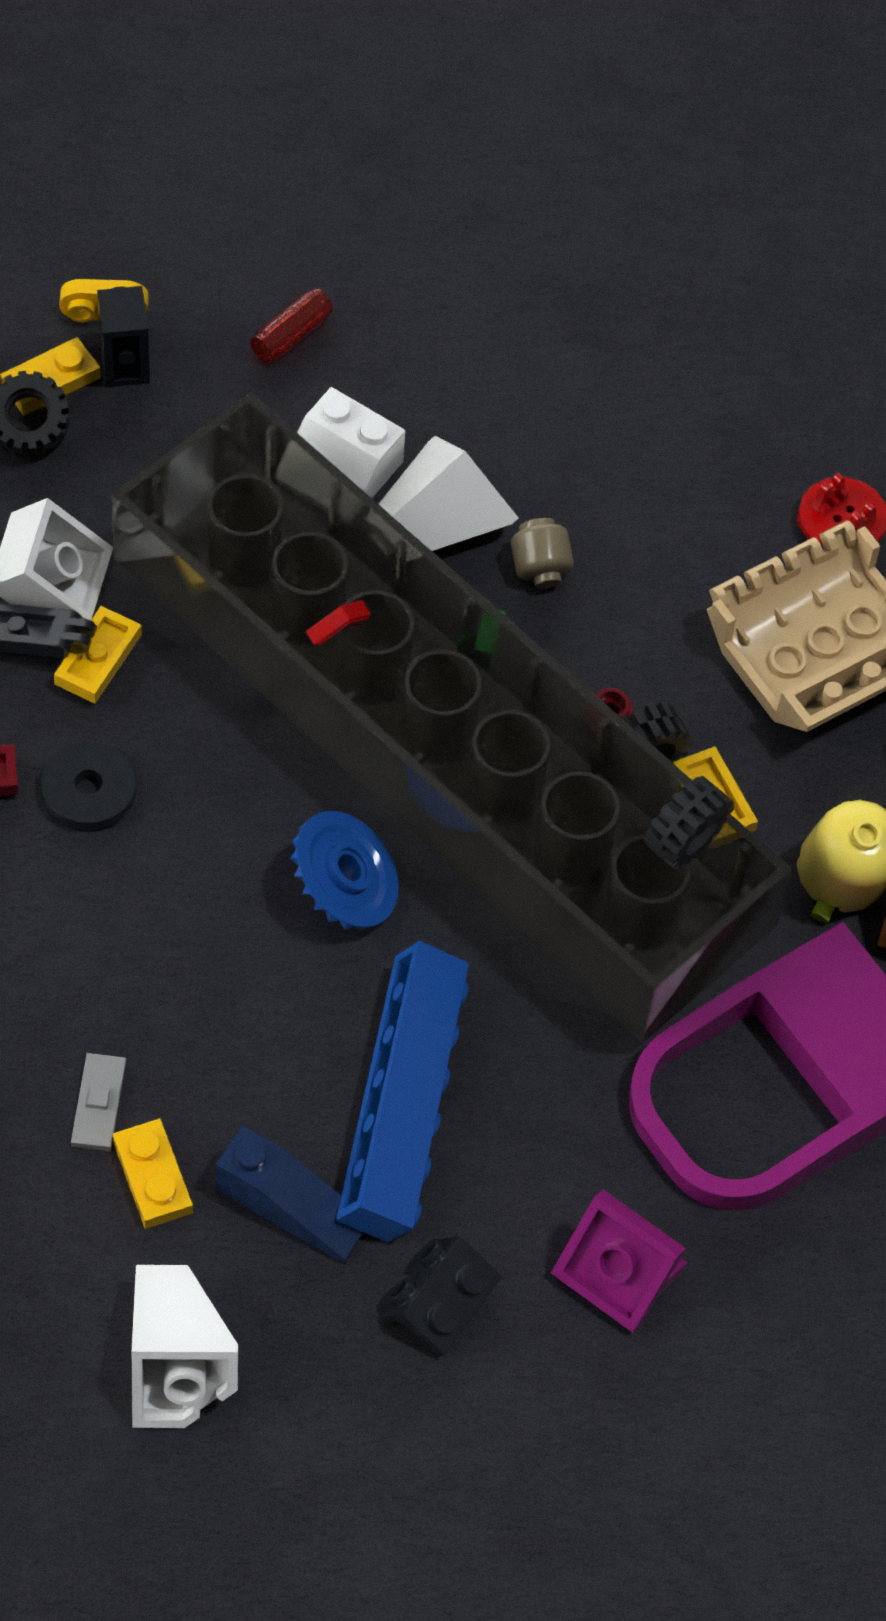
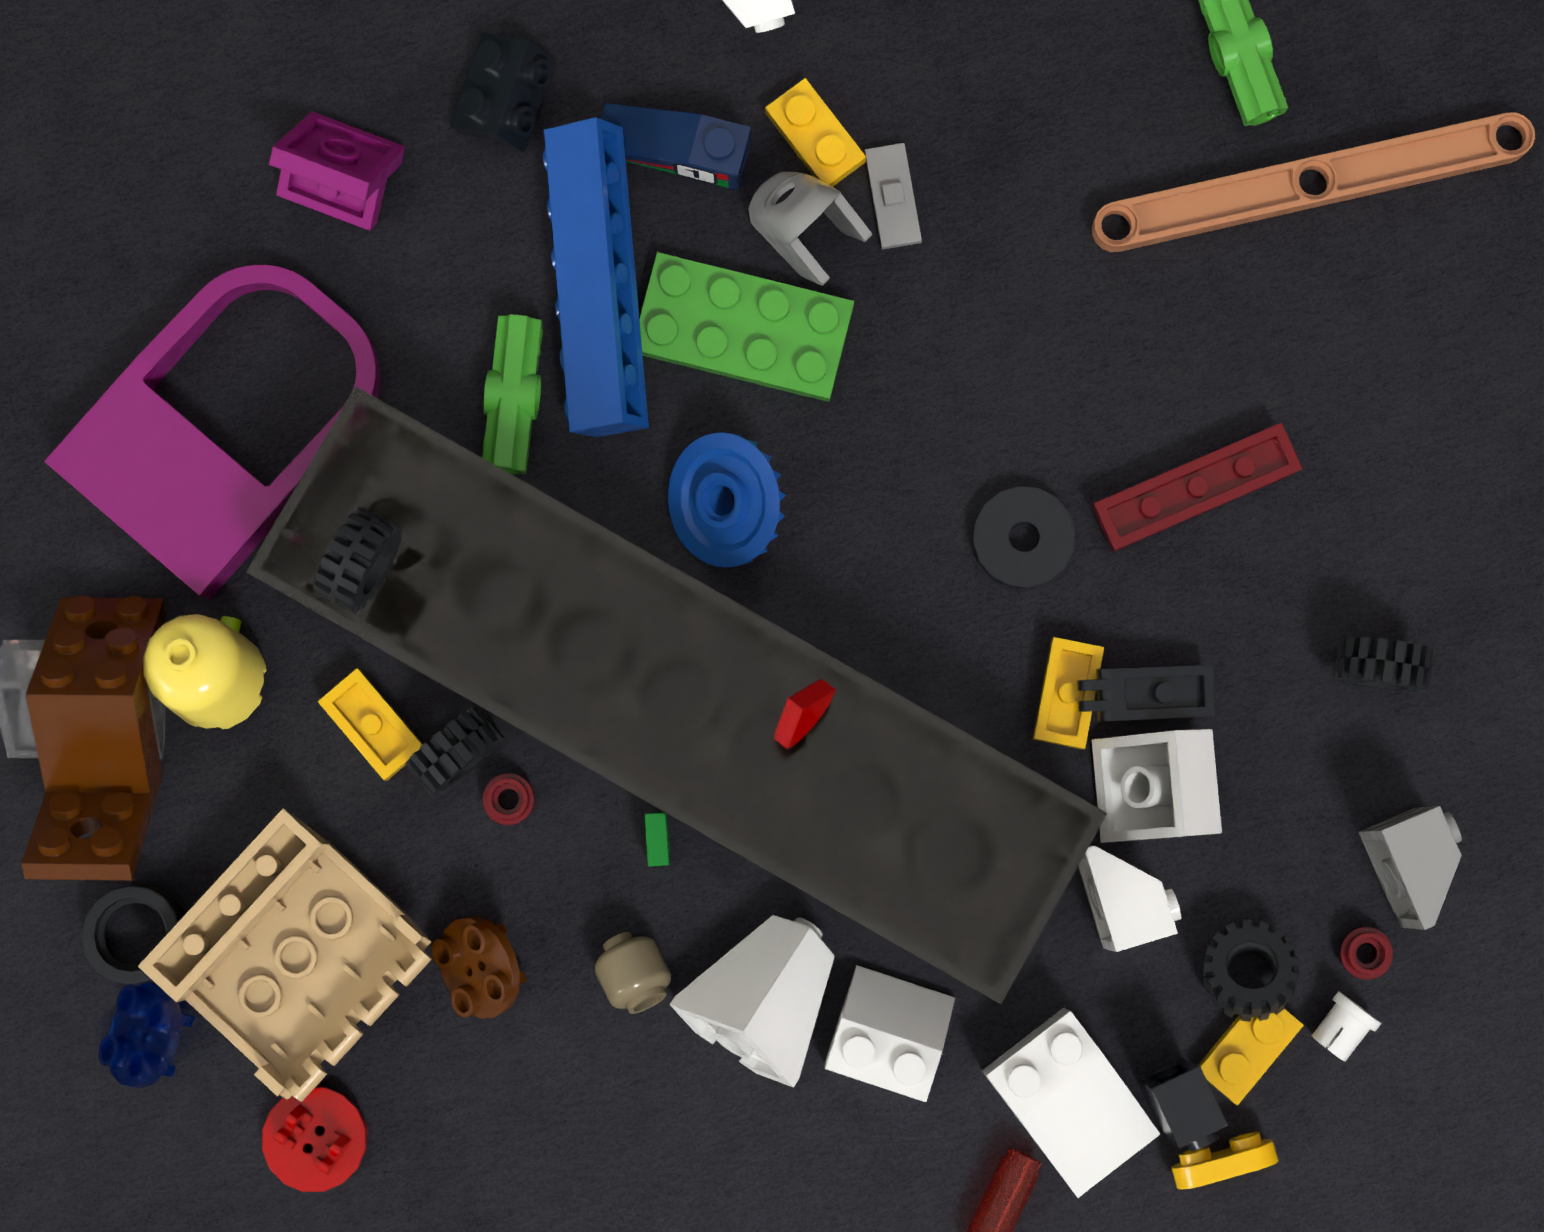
camera: 170 degrees right, 25 degrees up
(103, 465) = (1126, 902): none -> white slope
(174, 1072) = (787, 220): none -> light grey piece
(209, 371) = (1071, 1101): none -> white slope
(277, 1026) = (744, 326): none -> bright green plate
(511, 1022) = (512, 393): none -> bright green piece
(670, 587) = (478, 967): none -> reddish brown plate

